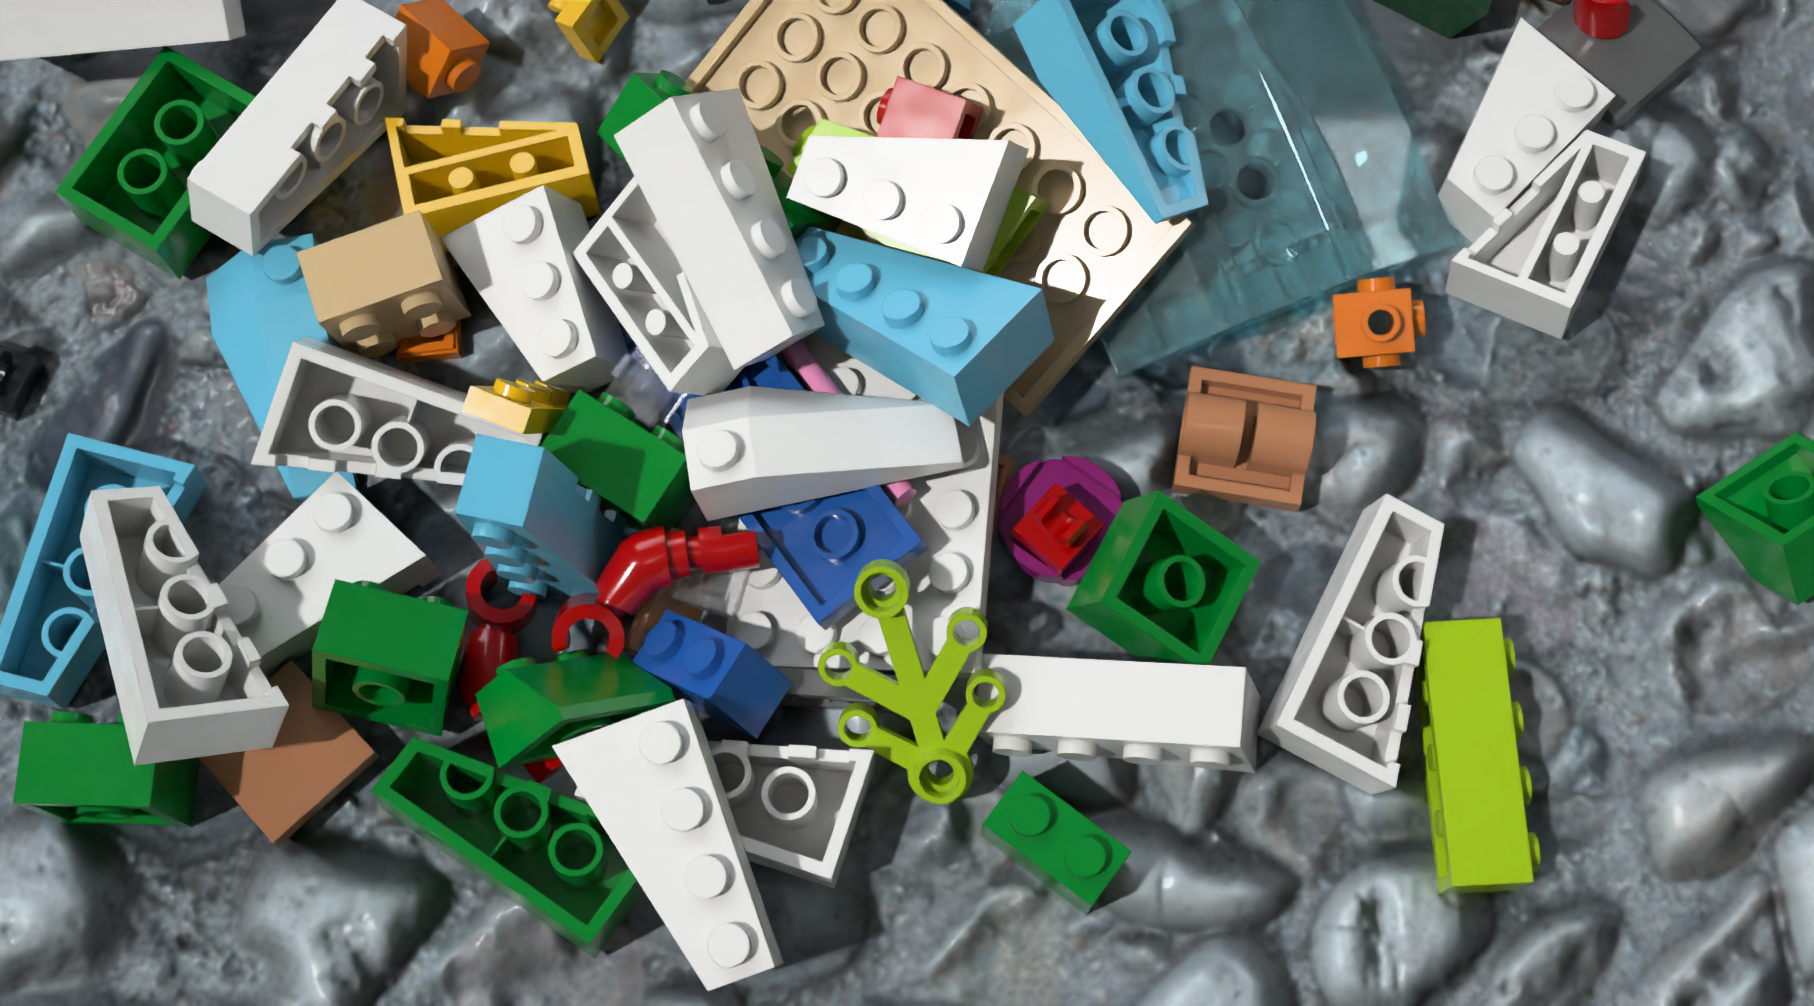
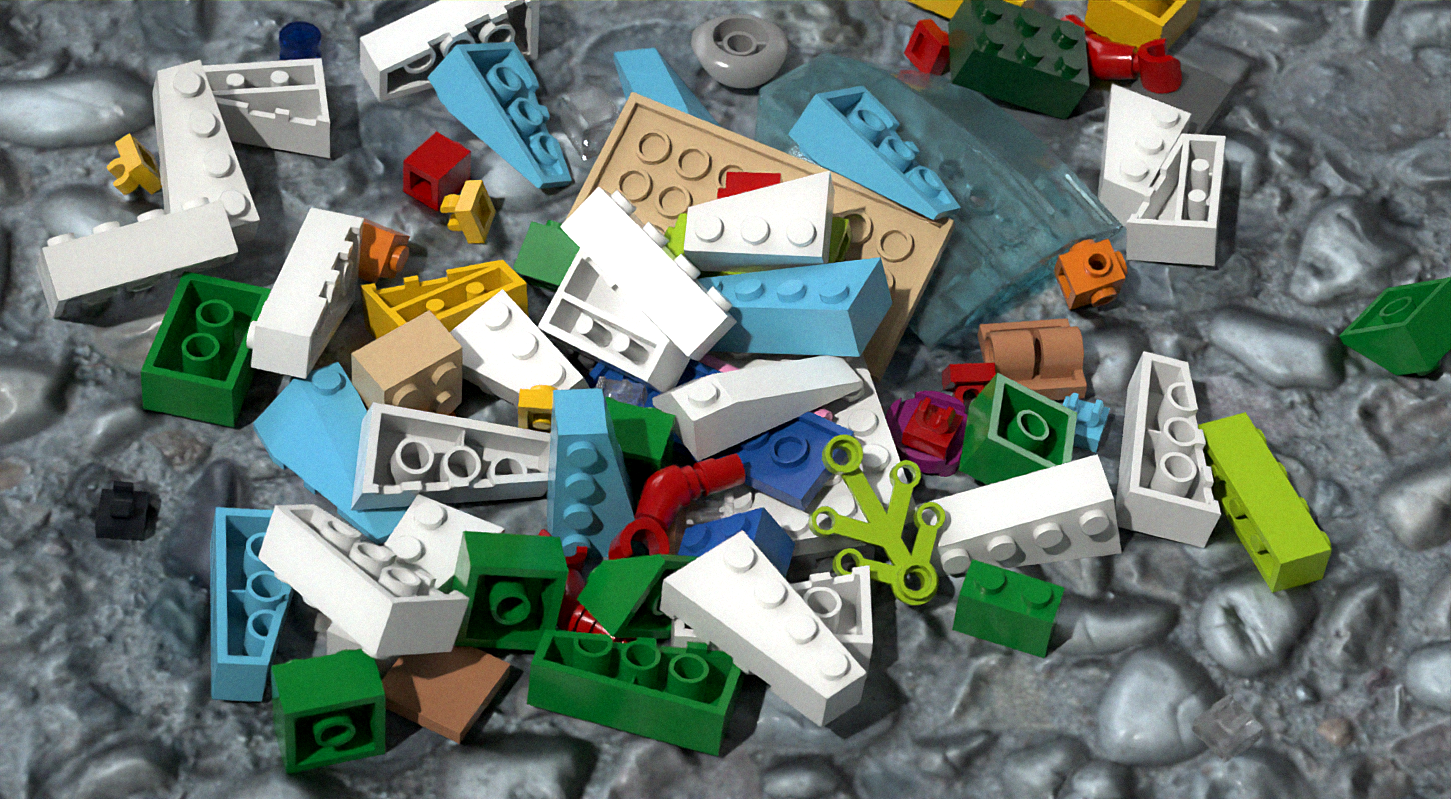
camera: 25 degrees left, 25 degrees down
(1144, 448) = (967, 378): none -> red tile
(1282, 552) = (1089, 423): none -> medium azure tile

